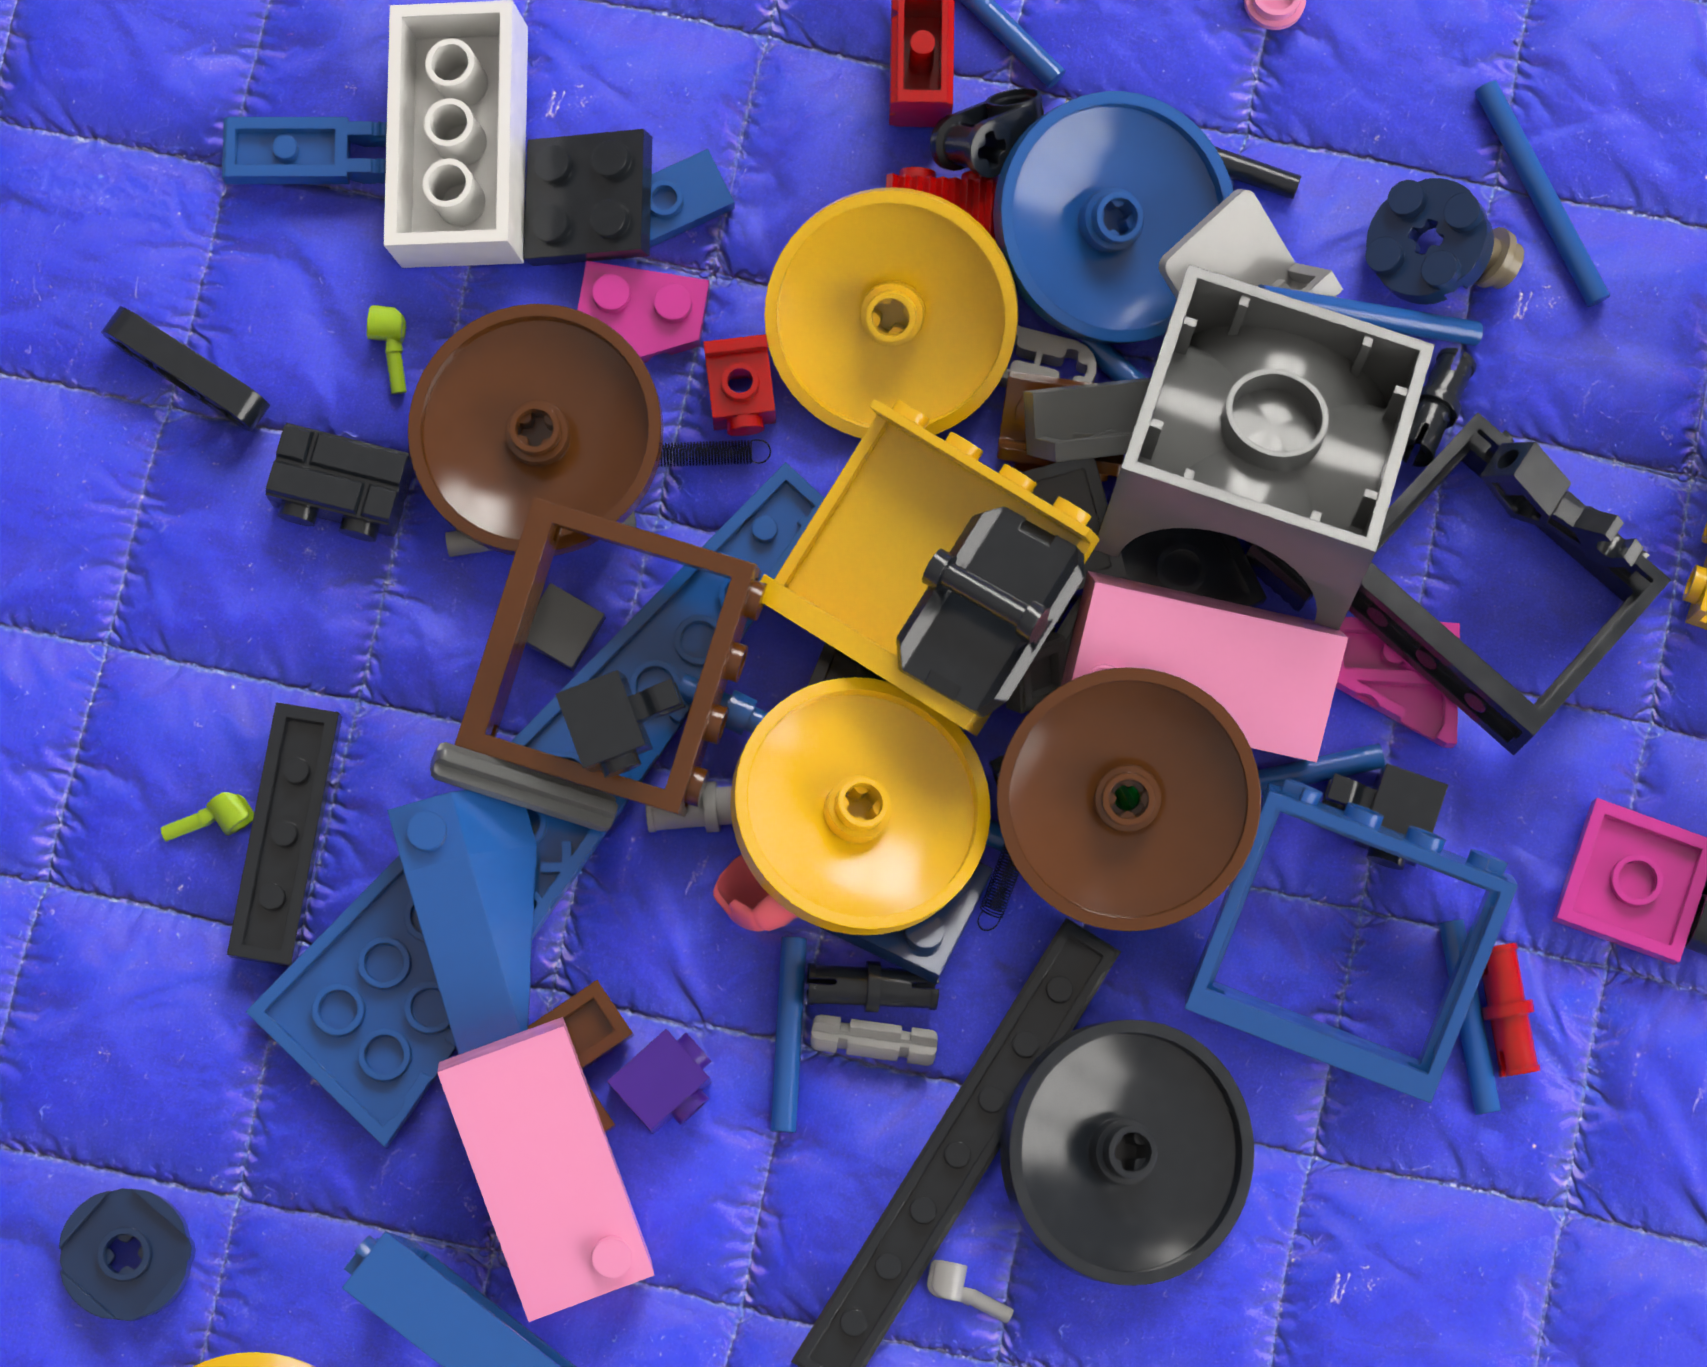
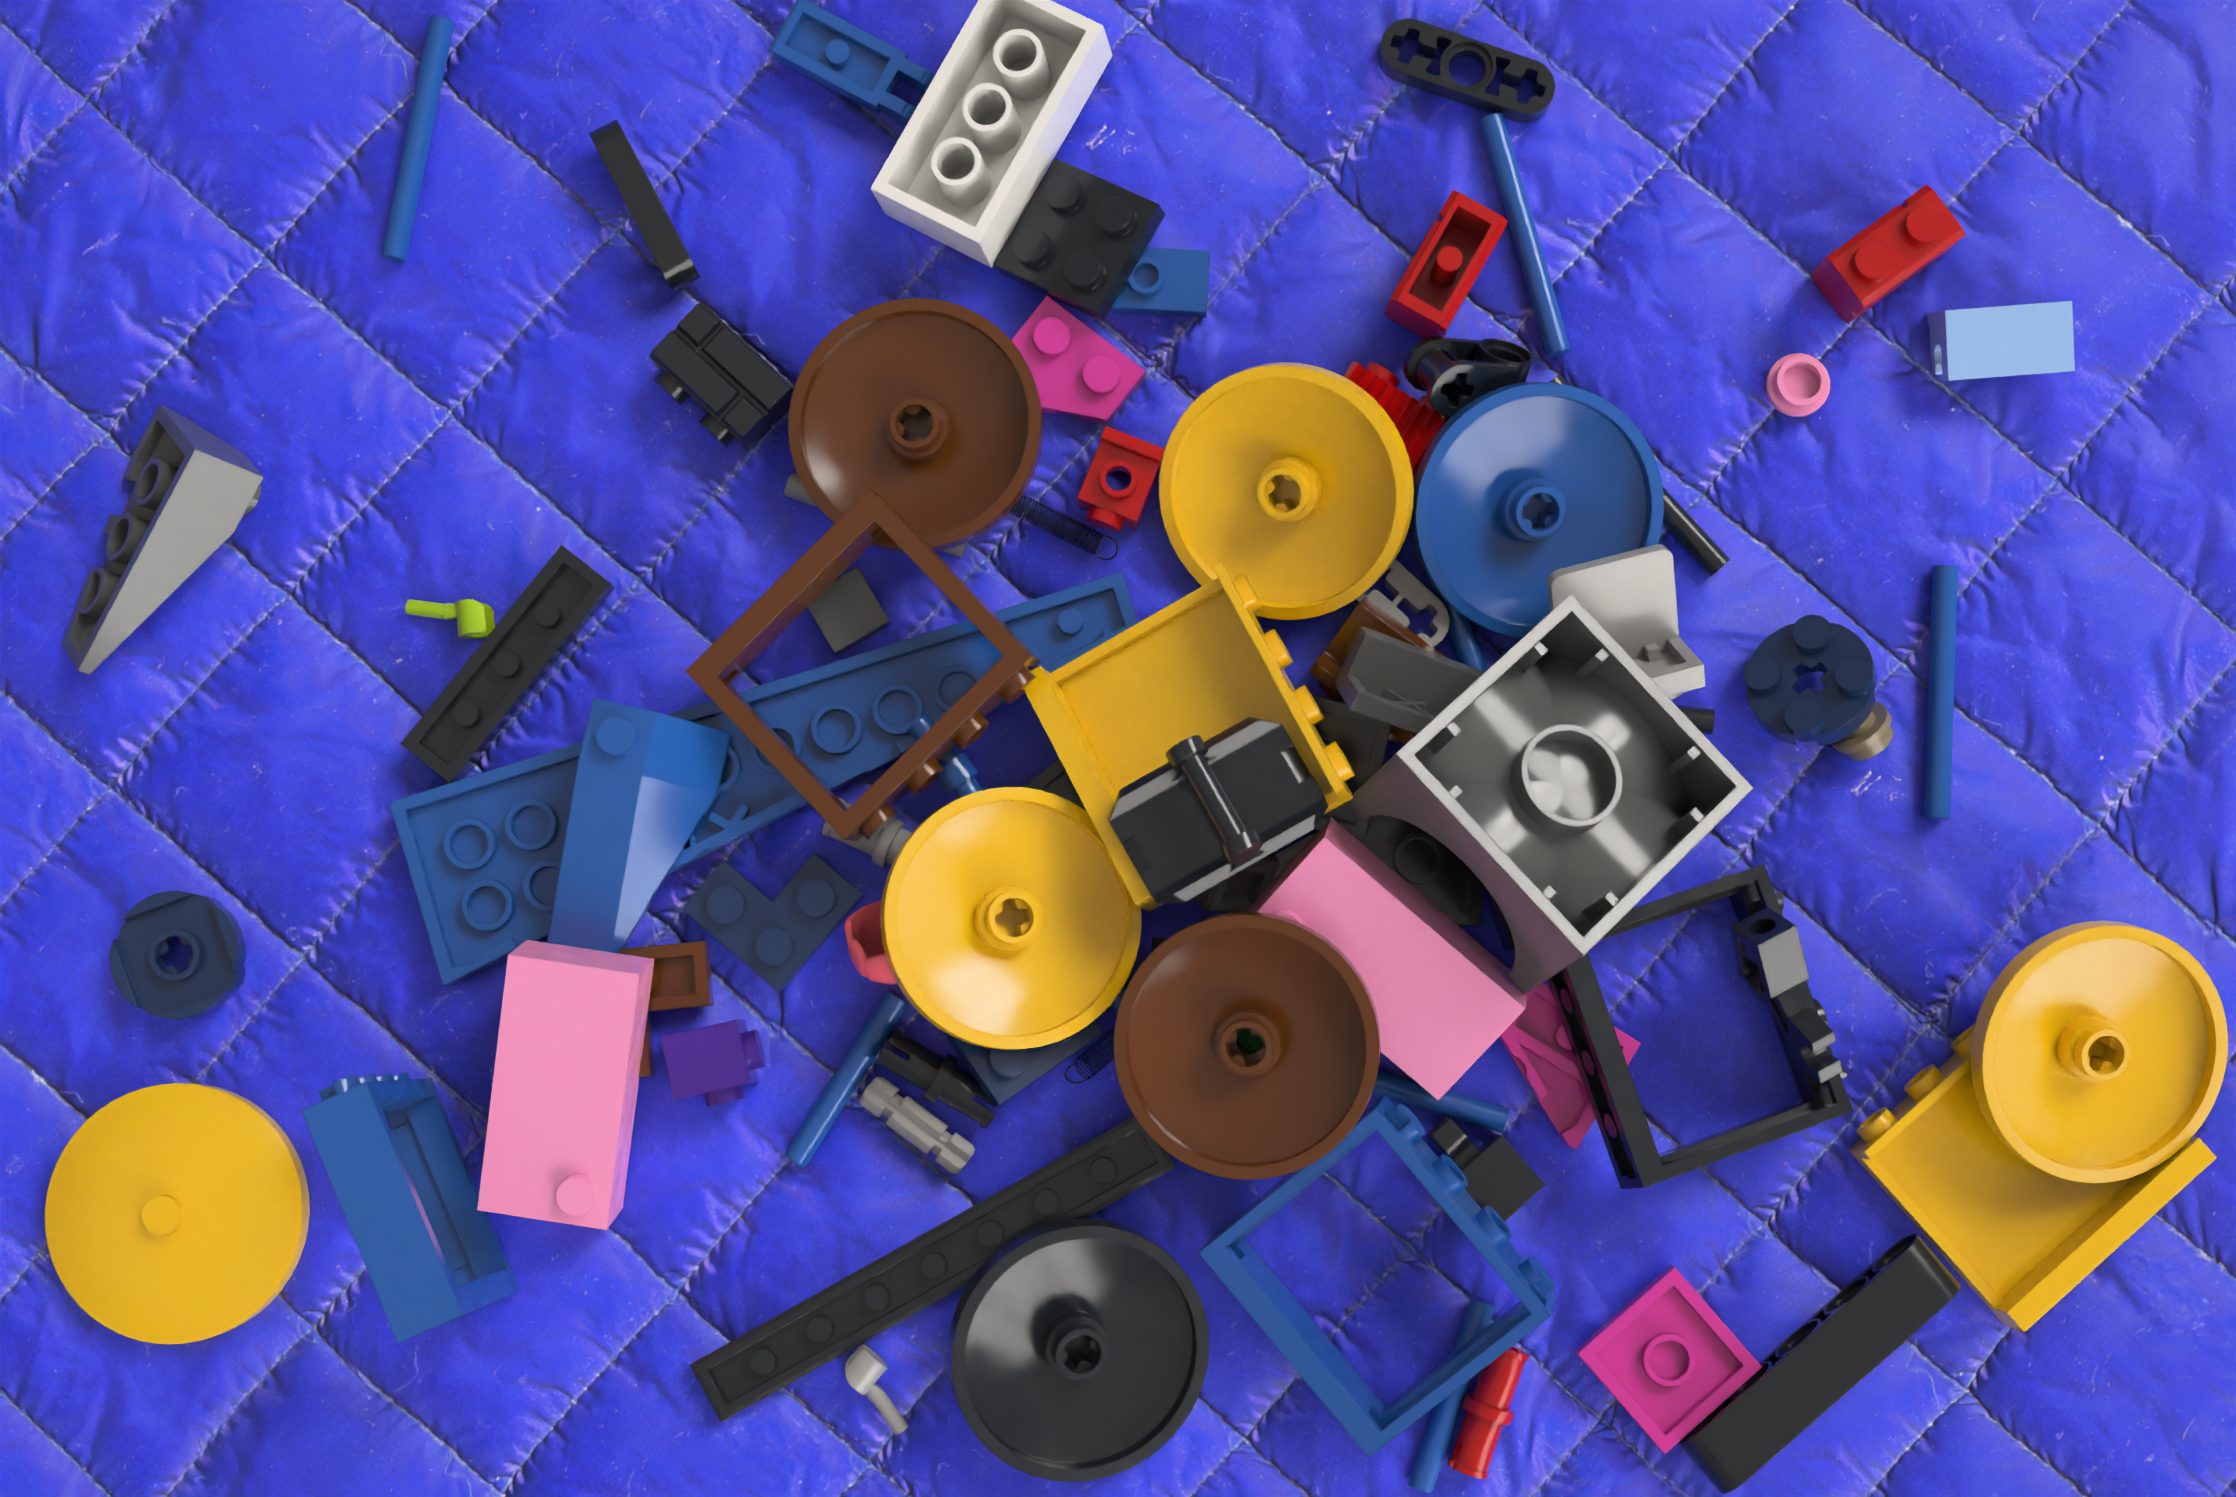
camera: 35 degrees right, 5 degrees up
(390, 326) = (844, 263): lime hand -> none
(523, 787) = (723, 738): dark grey axle -> none
(610, 720) = (825, 725): black brick -> none
(654, 944) = (777, 934): none -> dark blue plate
(1395, 319) = (1728, 730): blue bar -> none
(1438, 405) = (1734, 836): black pin -> none

